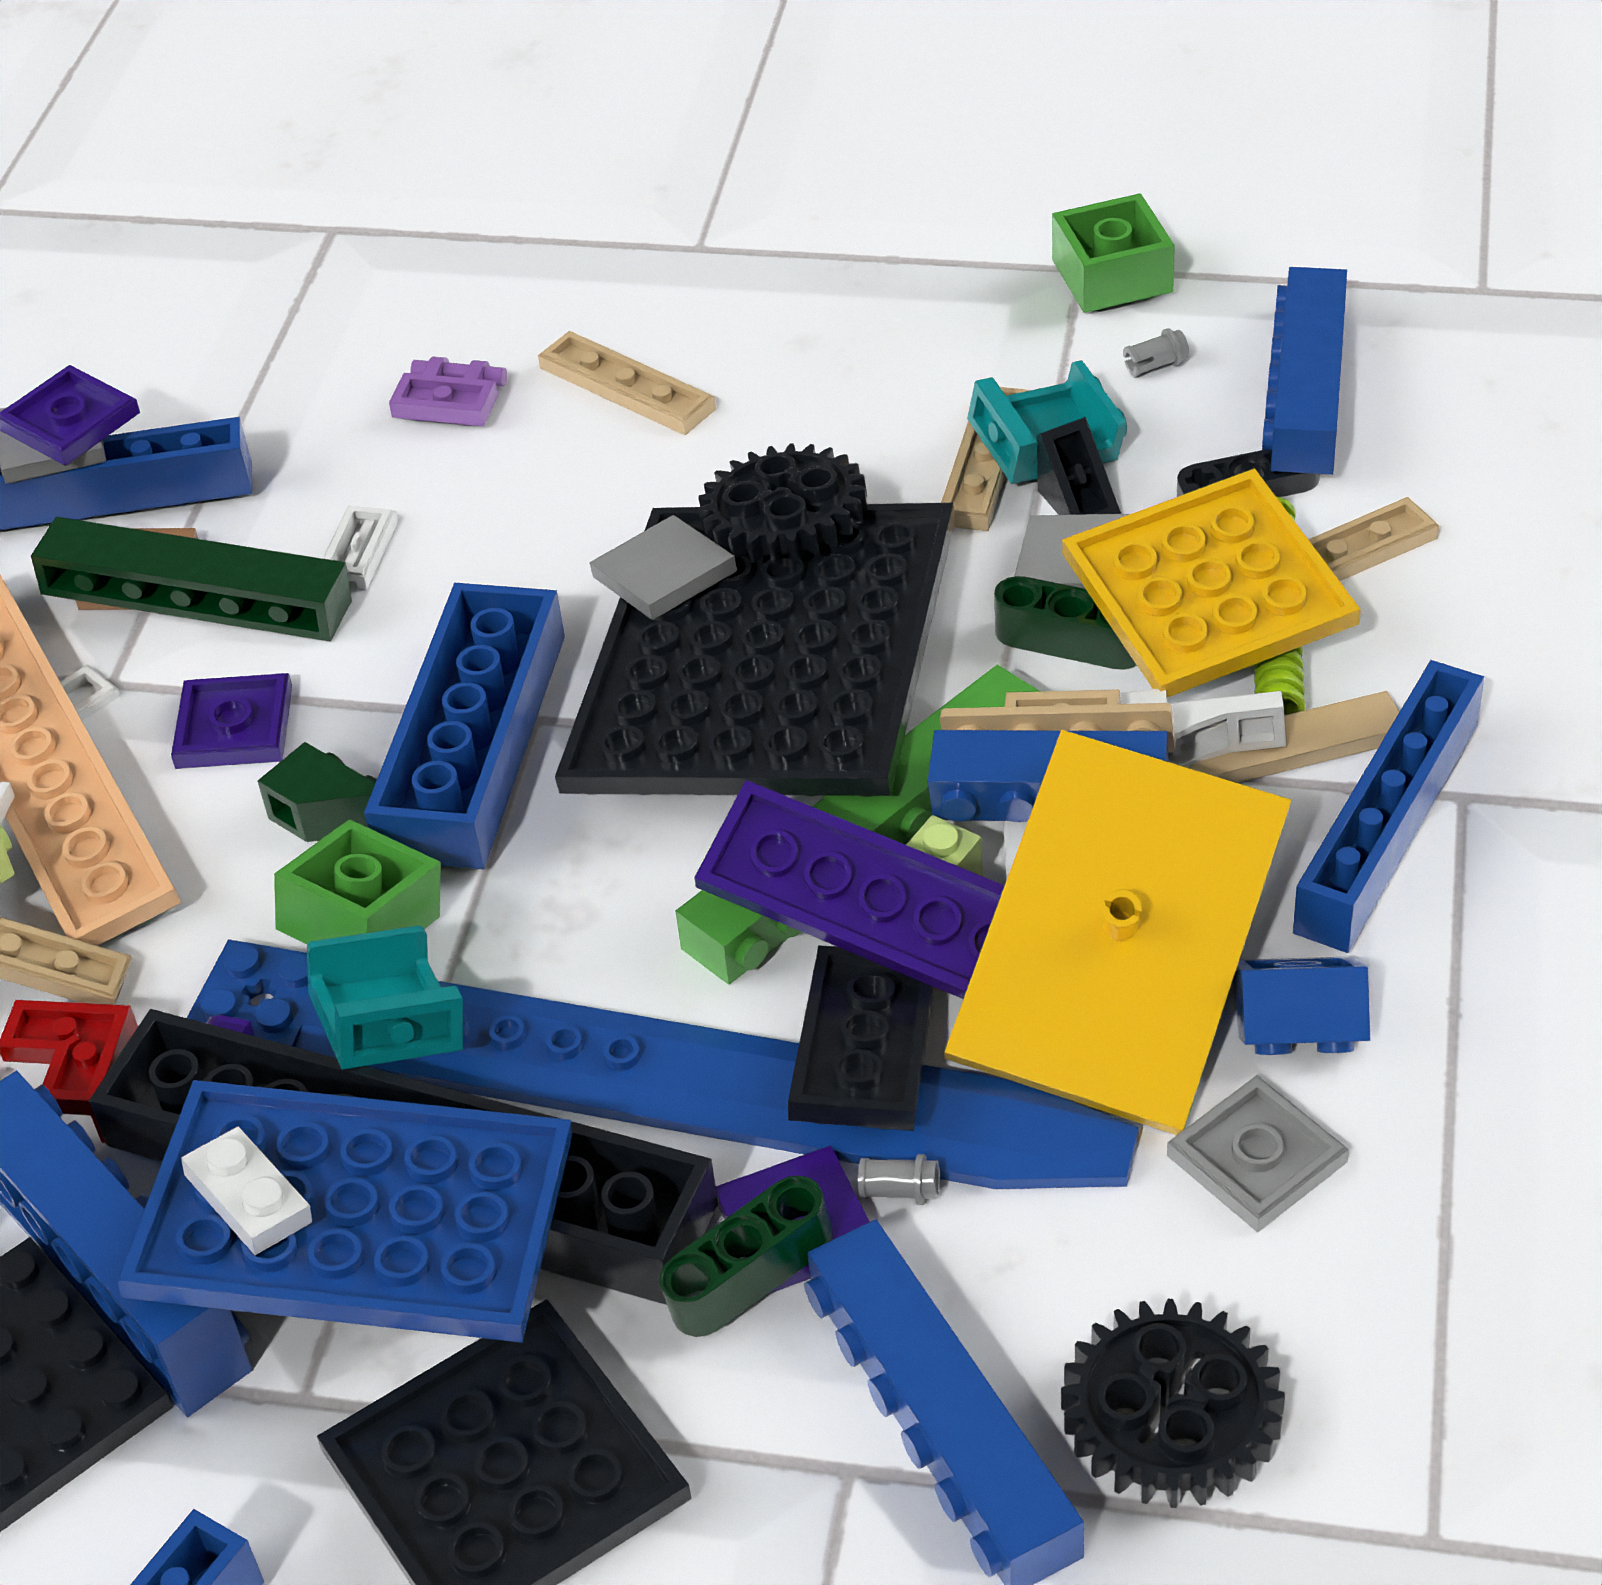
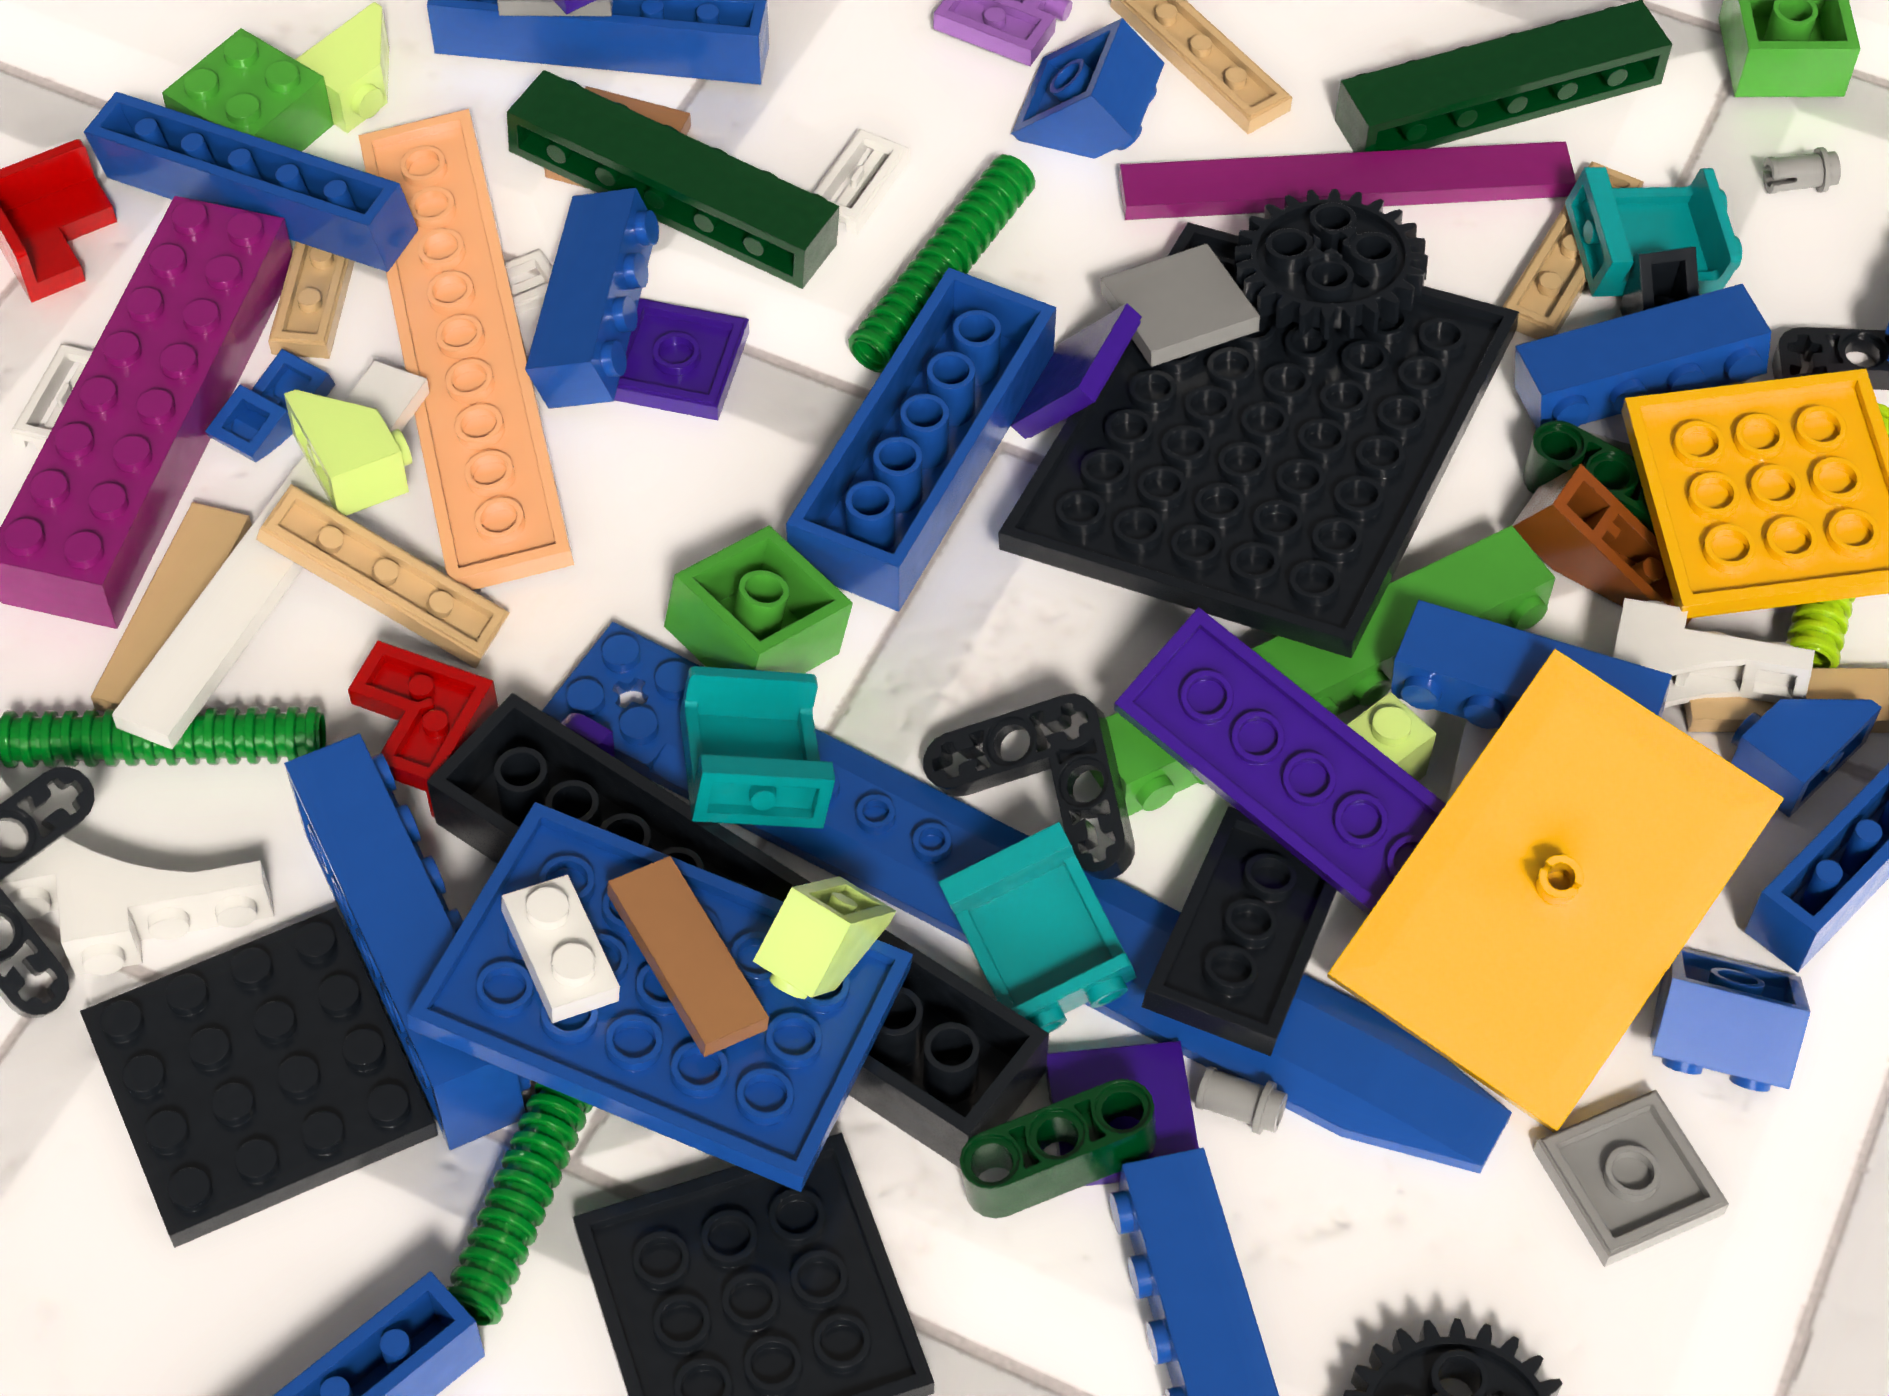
camera: 10 degrees right, 10 degrees up
(144, 687) = (592, 299): none -> blue brick
(264, 1428) = (517, 1203): none -> green piece
(314, 793) = (744, 477): dark green slope -> none
(366, 1168) = (687, 956): none -> medium nougat tile
(460, 562) = (954, 245): none -> green piece
(482, 1120) = (821, 936): none -> yellowish green slope
(542, 431) = (1091, 93): none -> blue slope
(588, 640) = (1077, 372): none -> dark purple tile
(665, 940) = (1065, 758): none -> black beam
(678, 1079) = (1039, 929): none -> teal panel
(842, 428) = (1392, 175): none -> magenta tile
(886, 344) = (1504, 81): none -> dark green brick
(1028, 530) = (1653, 351): none -> blue brick
(1066, 711) = (1565, 615): tan bracket -> none
(1067, 655) = (1594, 539): none -> dark orange slope
(1299, 768) = (1802, 744): none -> blue slope

